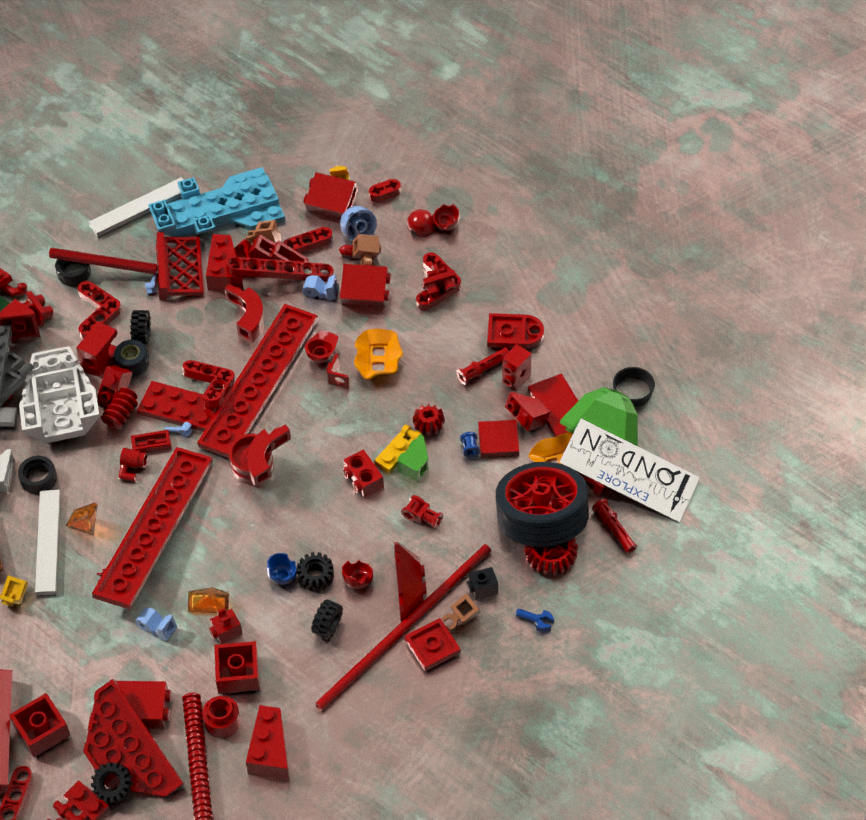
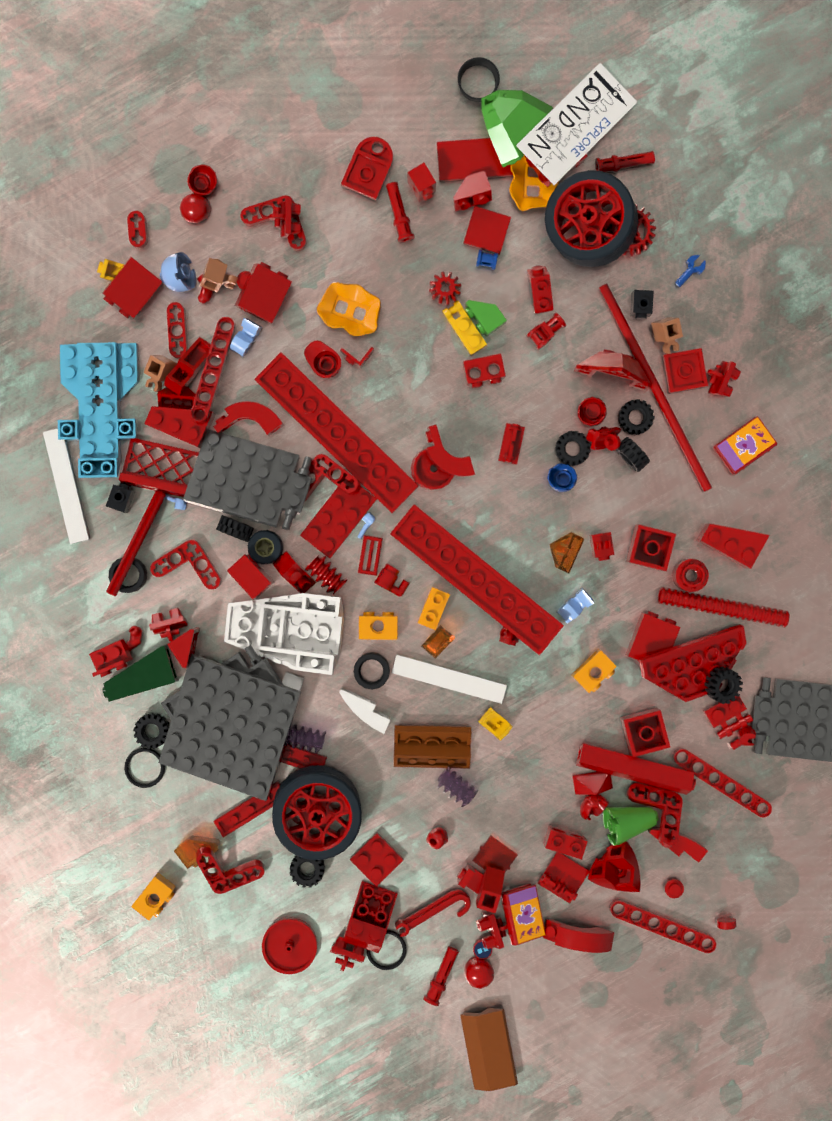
camera: 70 degrees left, 35 degrees up
(83, 475) = (390, 629): none -> light orange brick
(85, 652) = (583, 676): none -> light orange brick
(115, 503) = (433, 608): none -> light orange brick
(141, 243) = (120, 498): none -> black brick
(189, 323) = (248, 480): none -> dark grey plate
(300, 520) = (511, 443): none -> red hinge
(334, 588) = (604, 438): none -> red hips
(367, 606) = (647, 413): none -> black tyre
(377, 725) = (745, 445): none -> piece
(427, 680) = (721, 377): none -> red hips
(460, 493) = (541, 289): none -> red bracket

